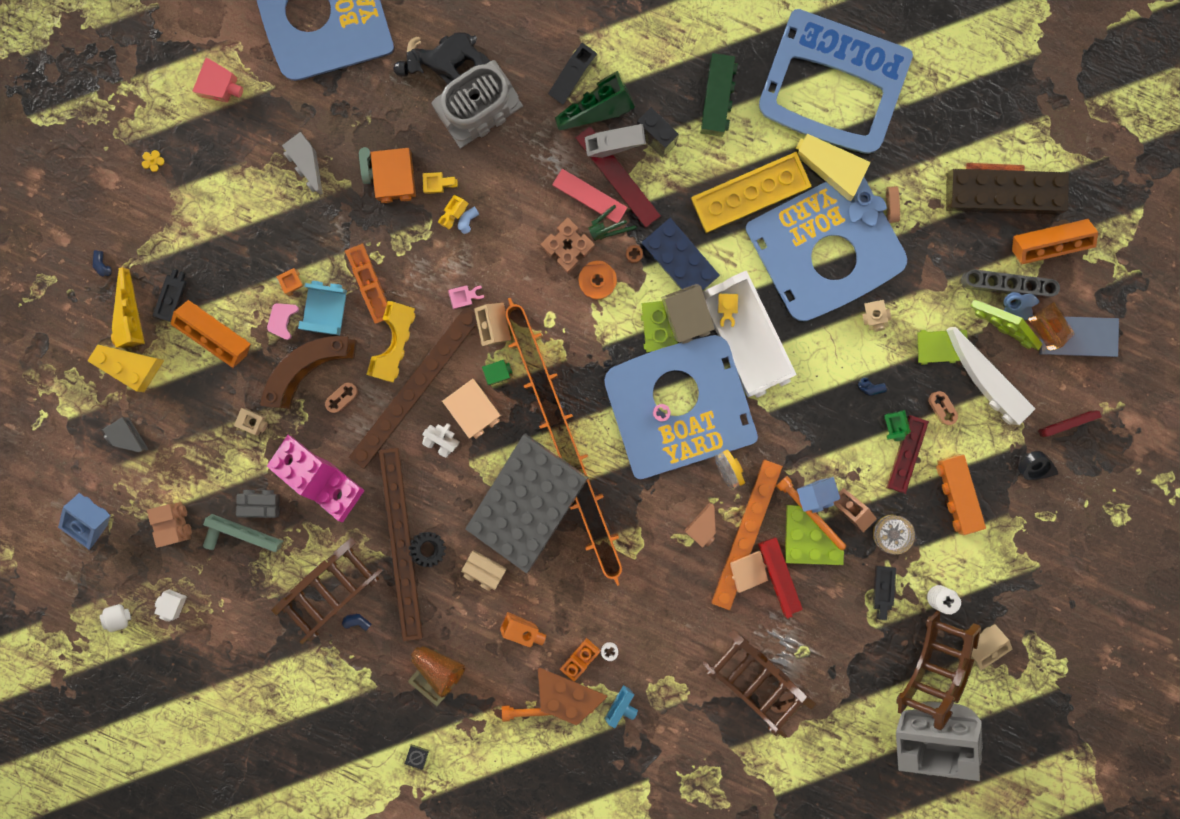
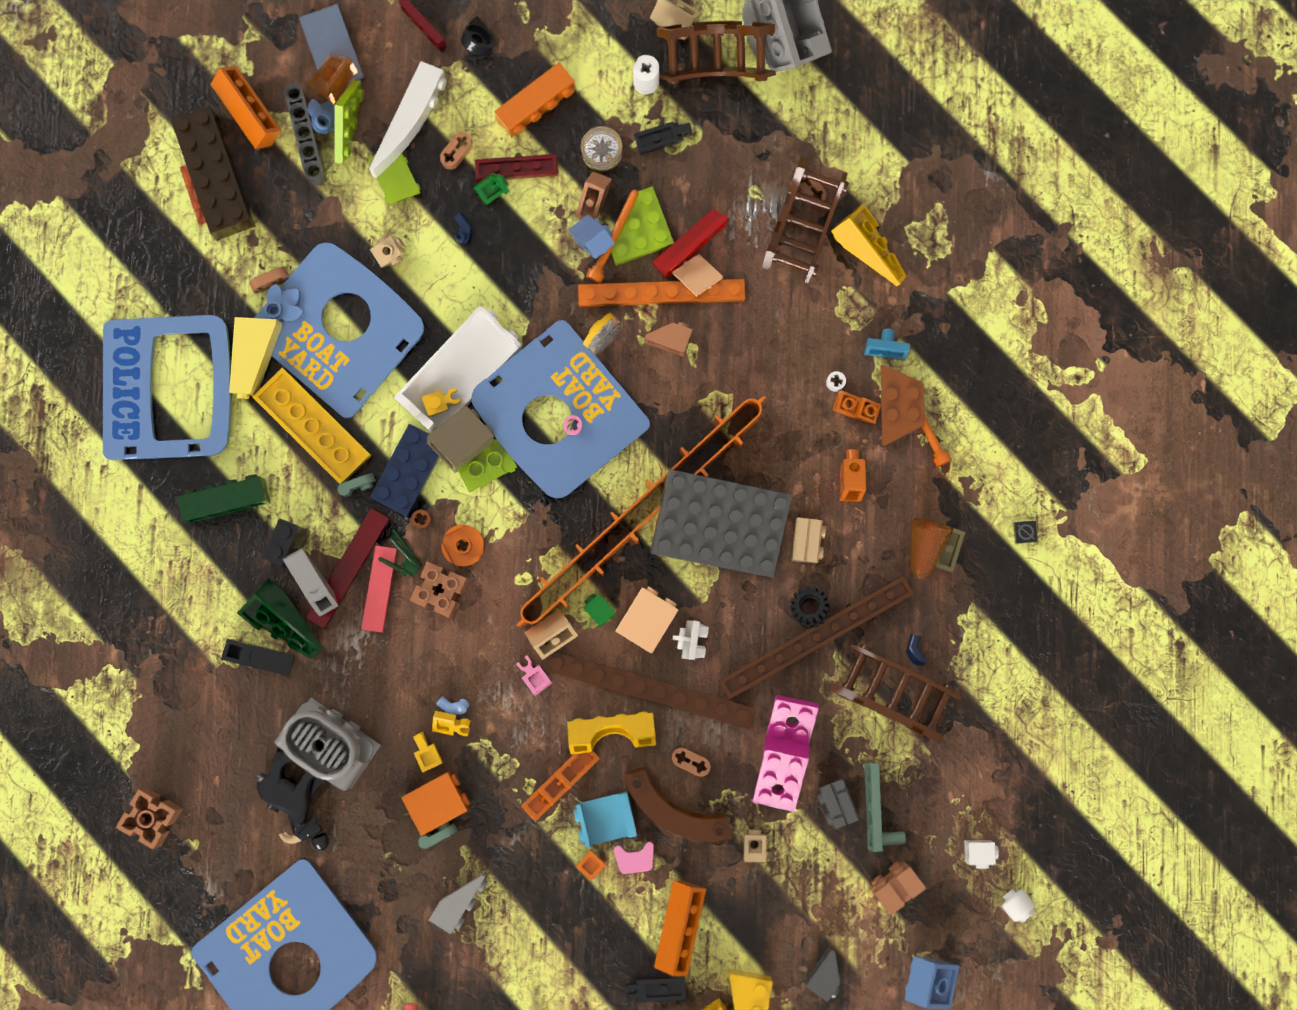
camera: 110 degrees left, 5 degrees down
(684, 217) = (363, 482): none -> sand green plate
(725, 725) = (861, 238): none -> yellow wedge

